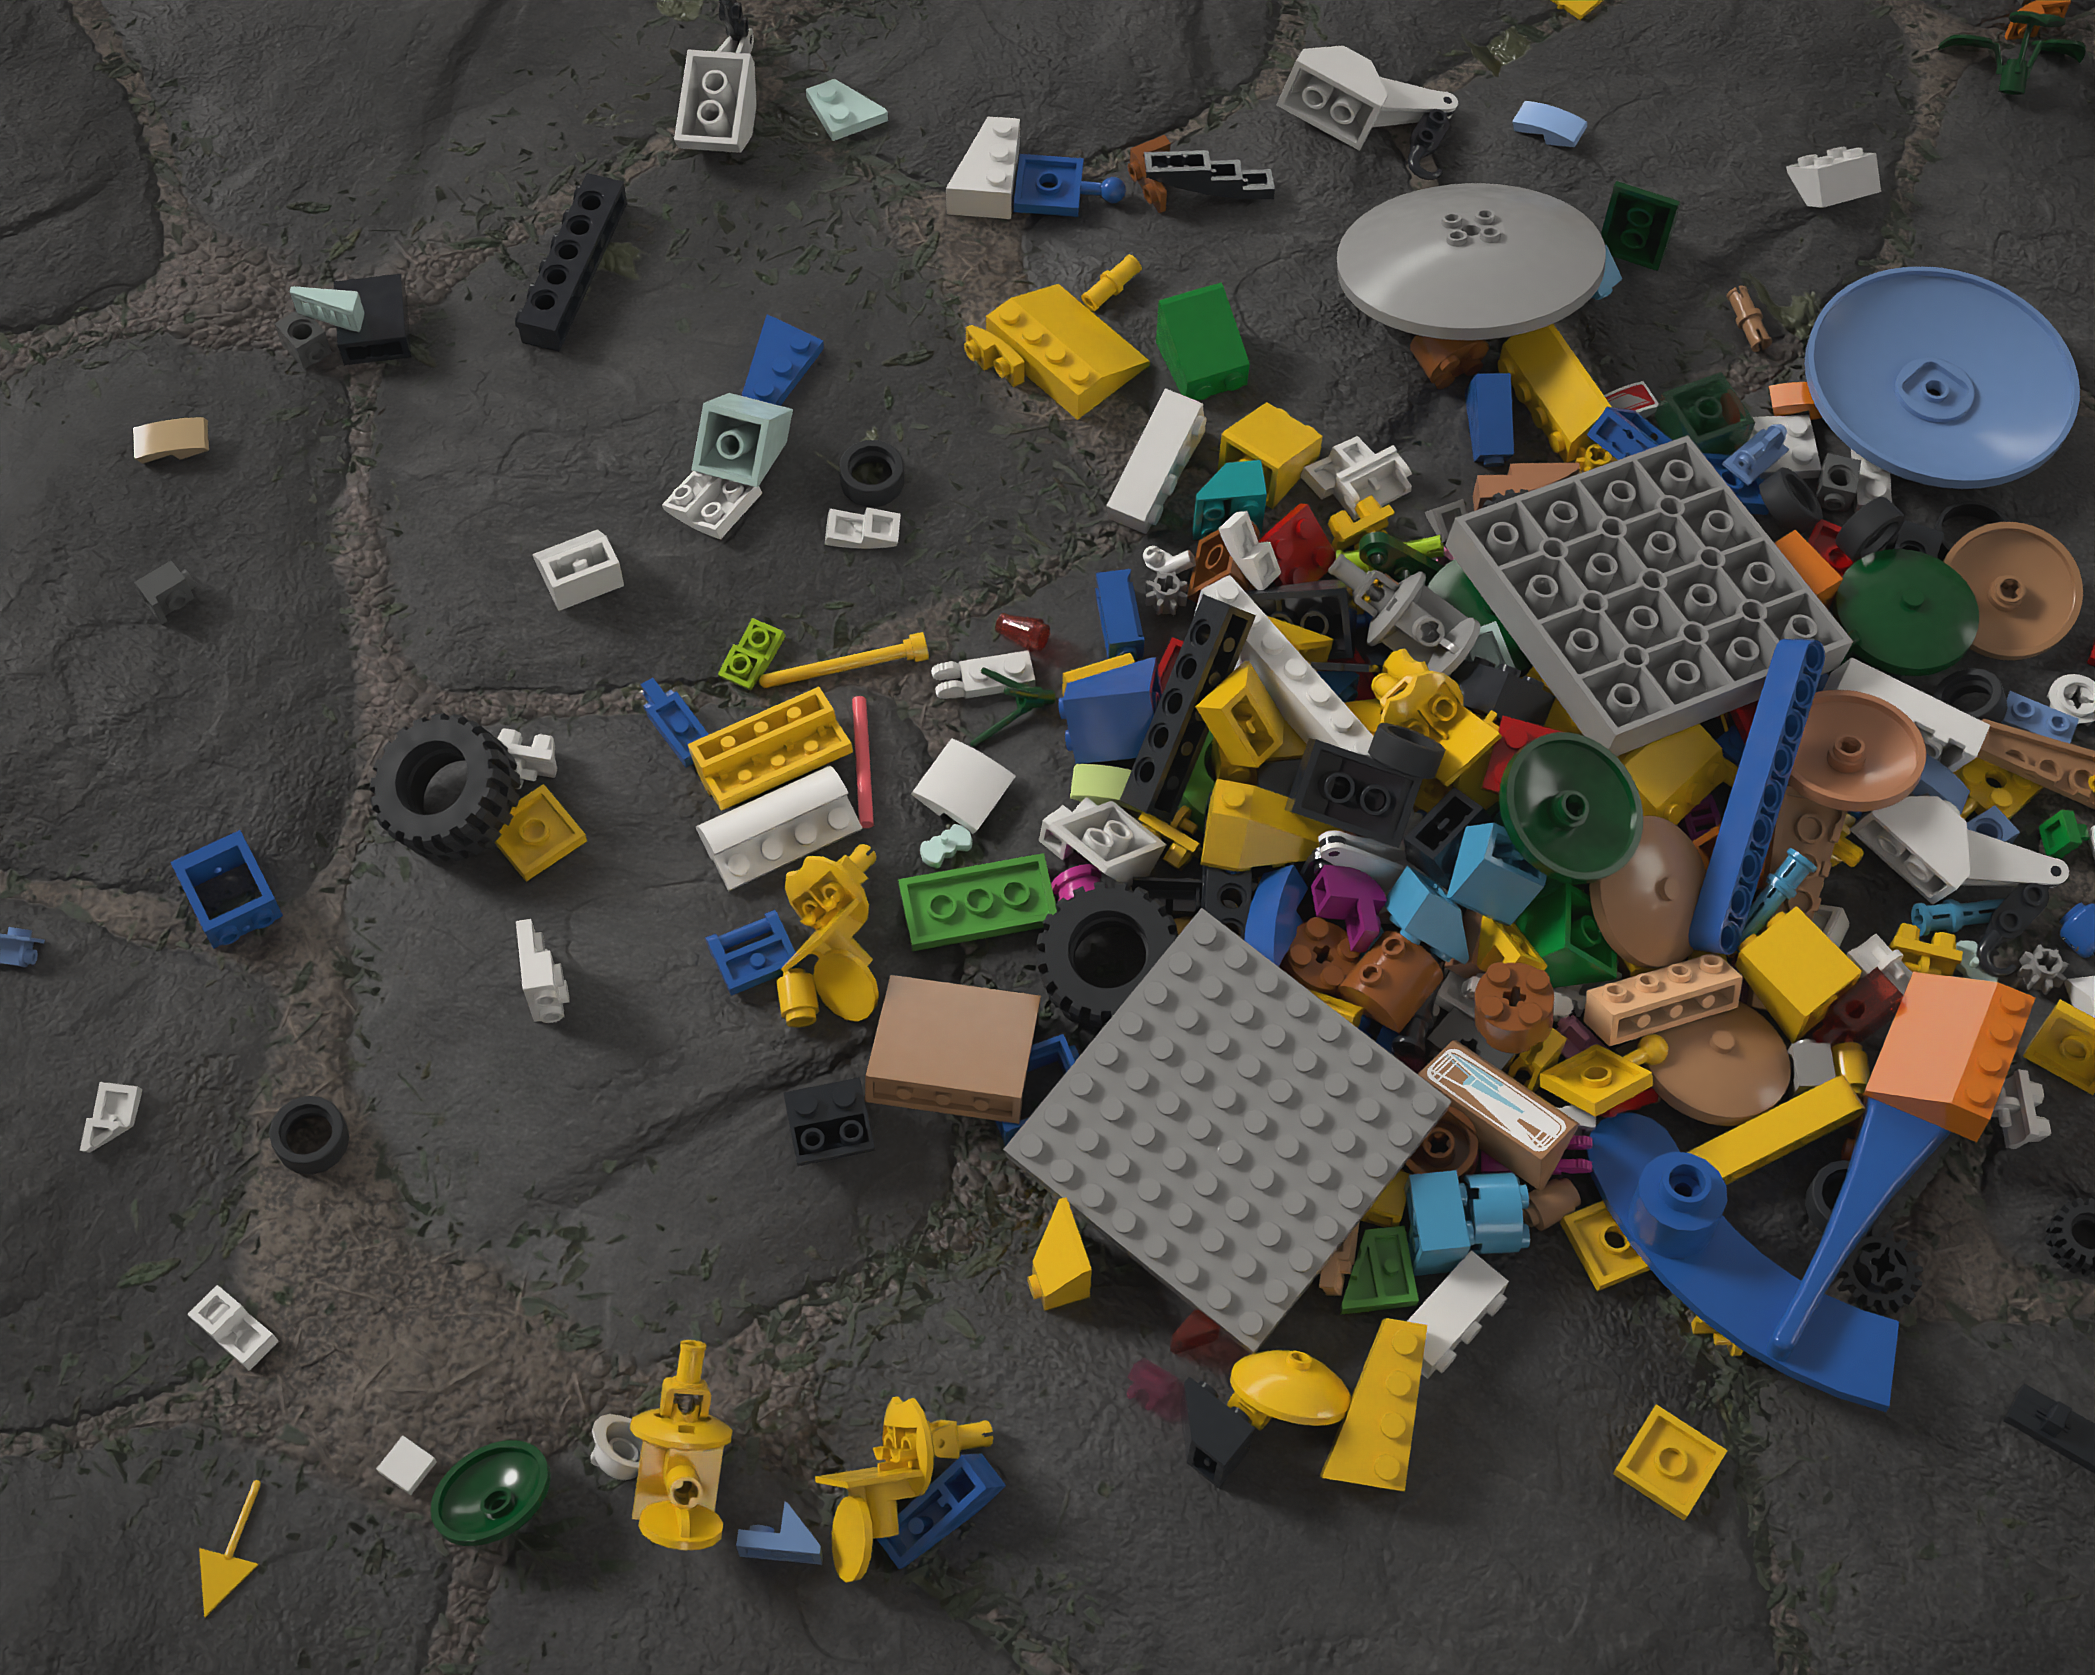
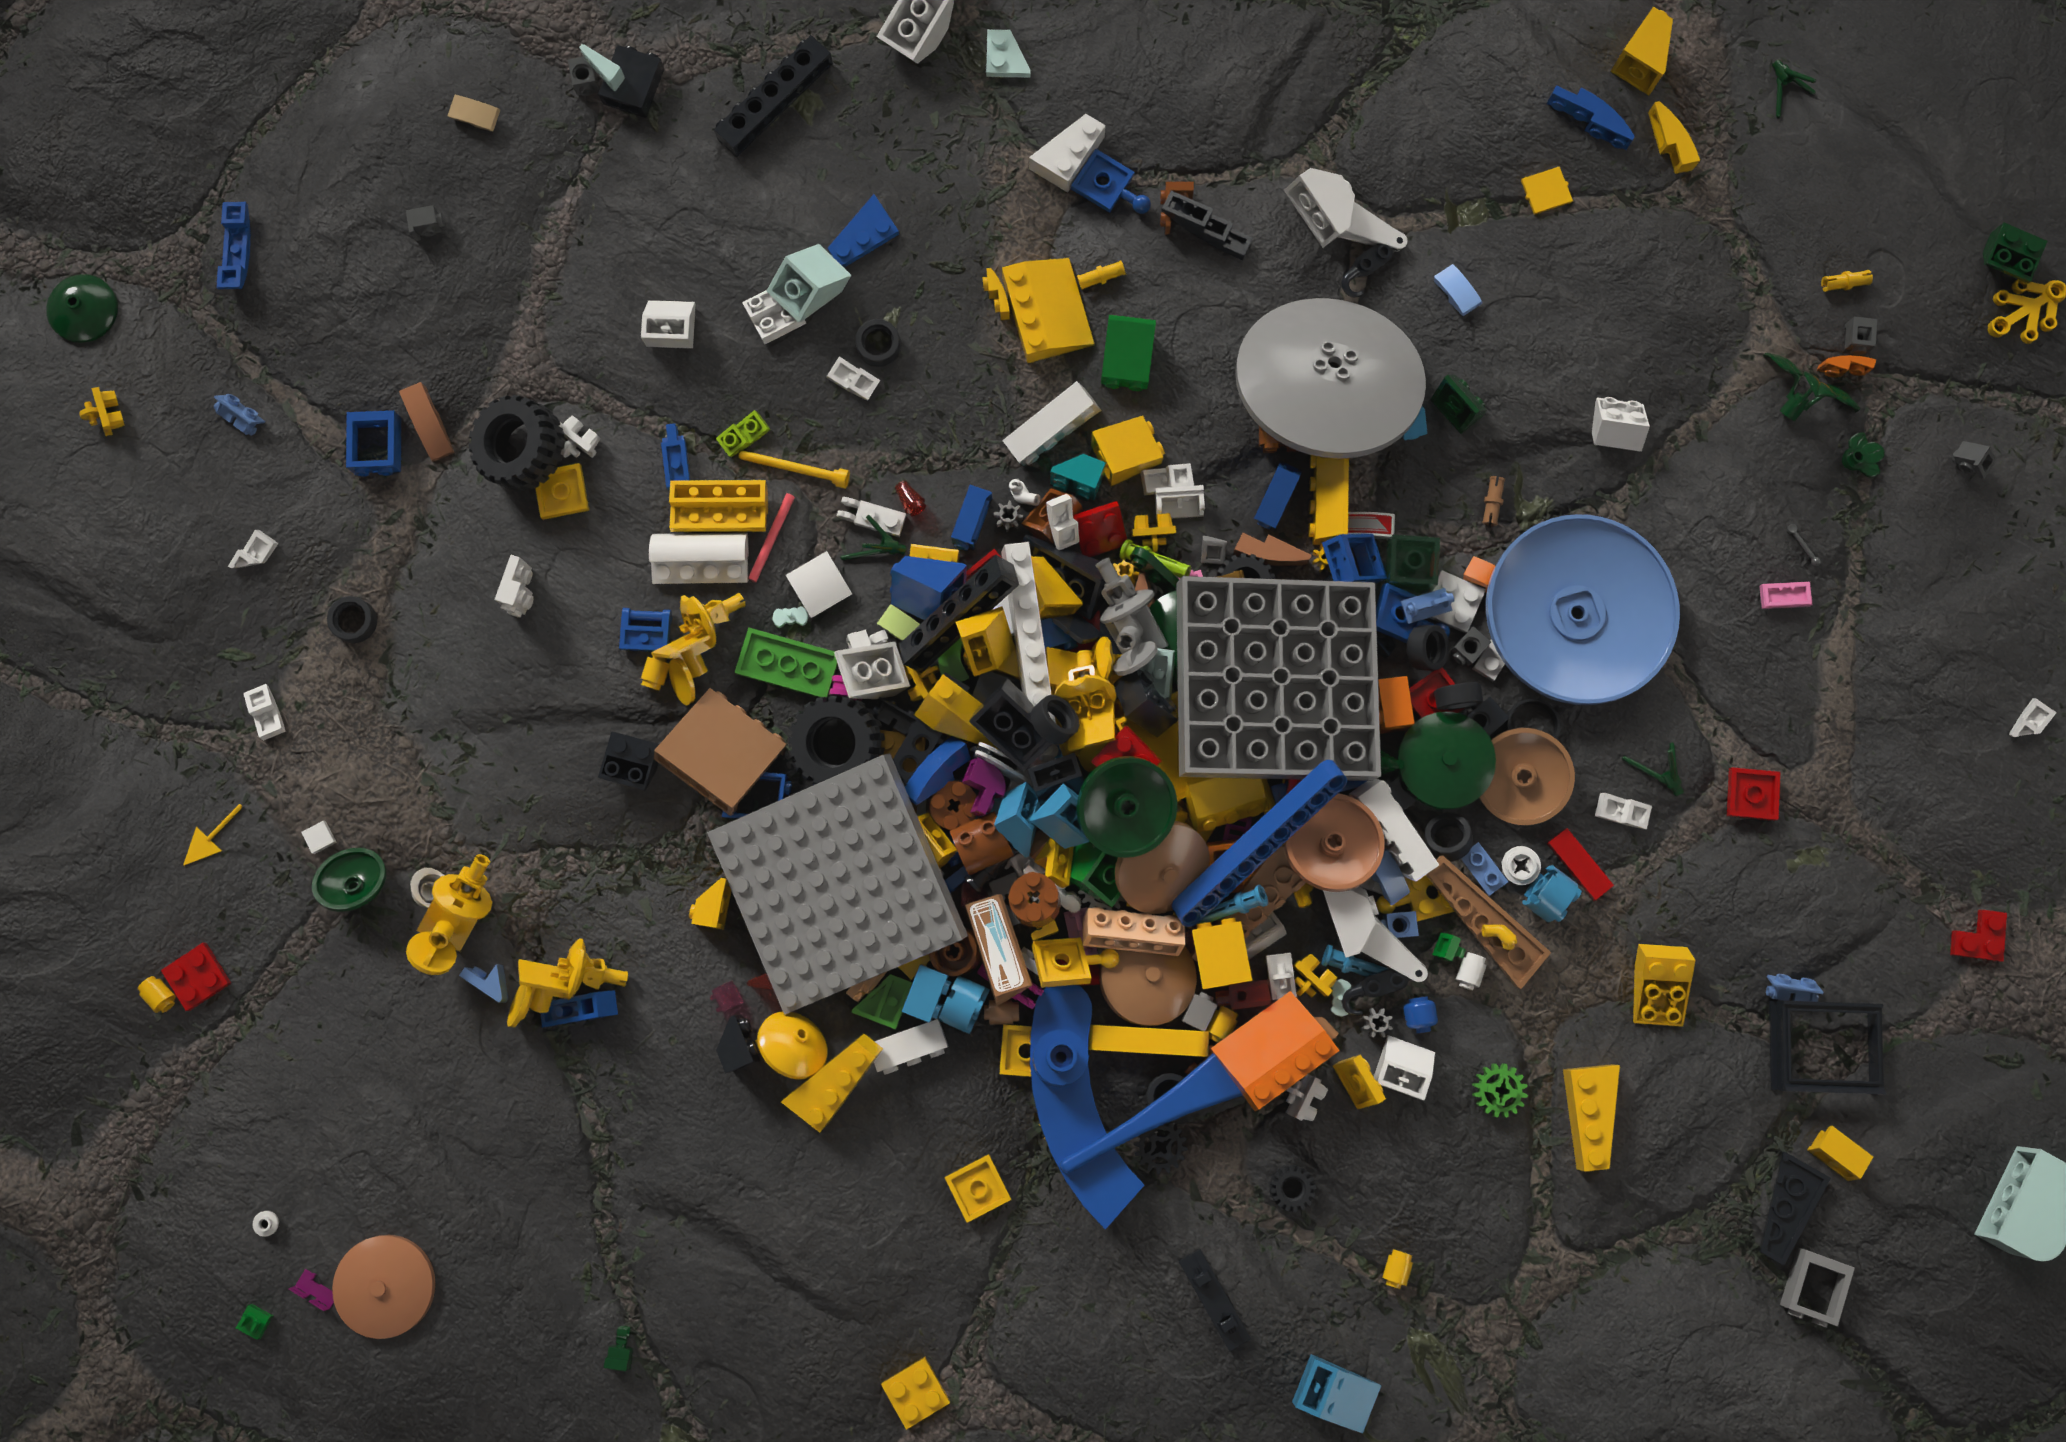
camera: 30 degrees right, 20 degrees up
(293, 828) = (426, 421): none -> nougat slope

